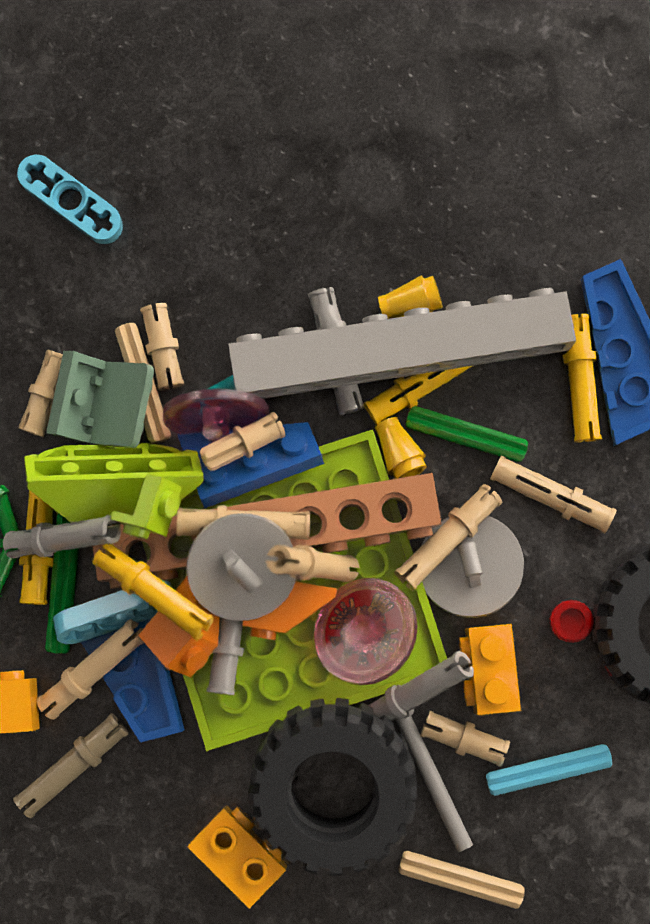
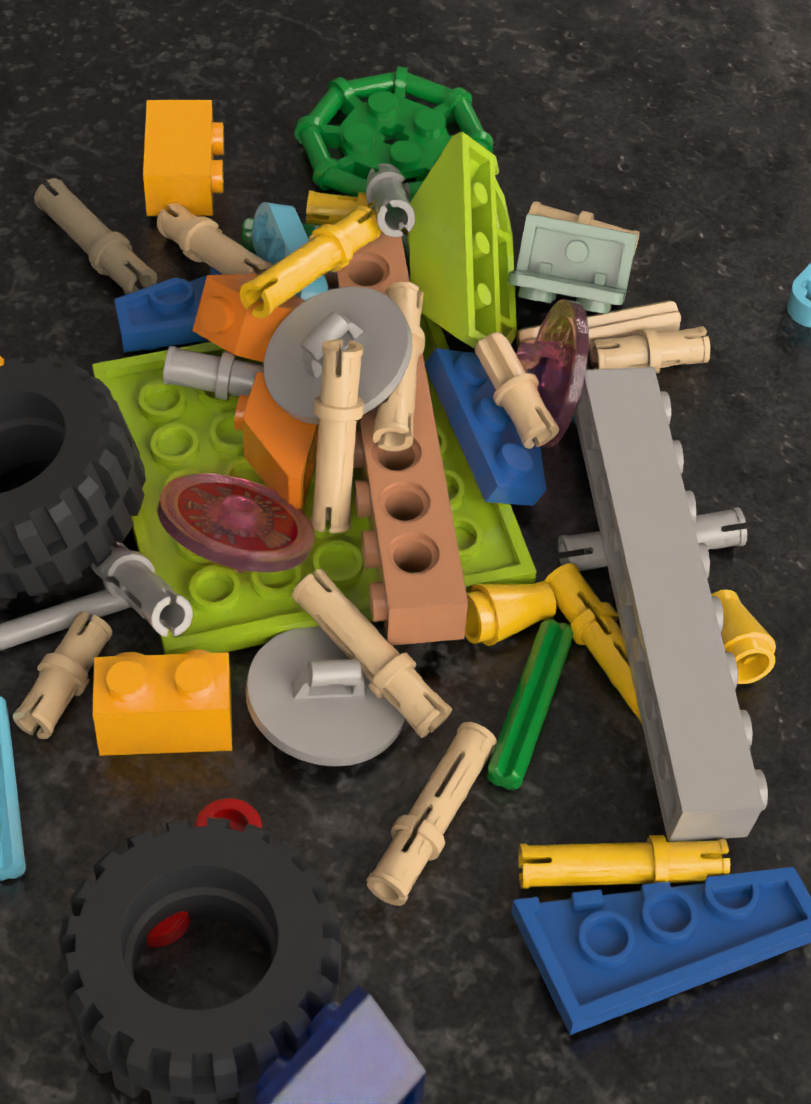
camera: 85 degrees right, 30 degrees down
(154, 509) = (425, 258): lime bracket -> none

